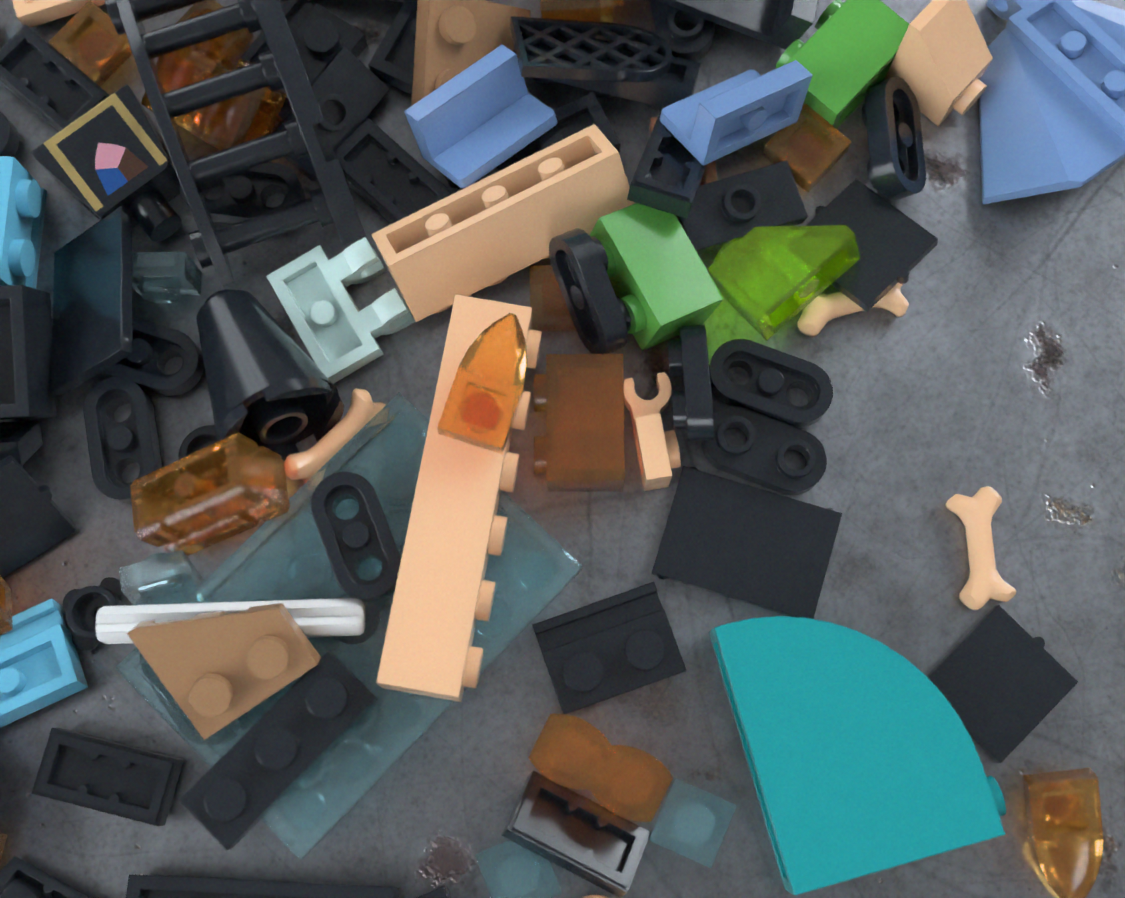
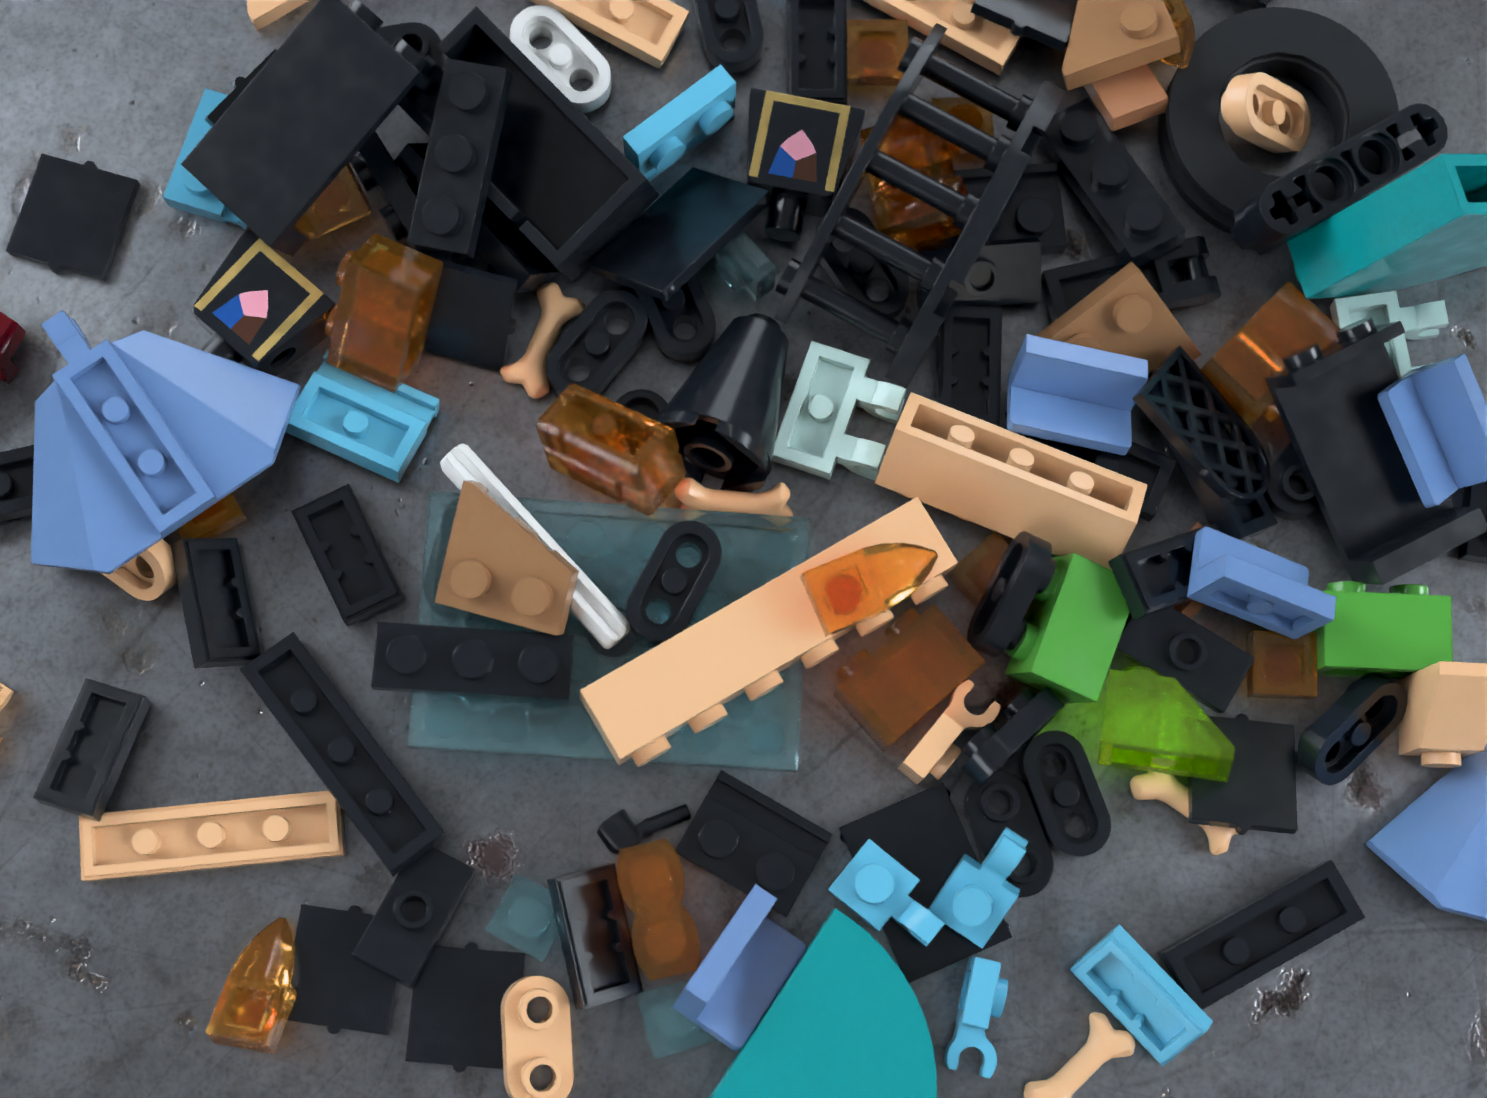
camera: 40 degrees right, 0 degrees up
(81, 607) = (452, 425): black plate -> none
(94, 506) = (554, 313): none -> light nougat piece
(160, 579) = (520, 466): clear light blue plate -> none
(516, 744) = (621, 832): none -> black hand
(701, 743) = (741, 973): none -> medium blue panel
(724, 581) = (879, 889): none -> medium azure plate
(793, 510) = (977, 893): none -> medium azure plate
(871, 578) = (980, 998): none -> medium azure plate
(965, 454) = (1141, 995): none -> medium azure plate
(992, 331) = (1263, 935): none -> black plate

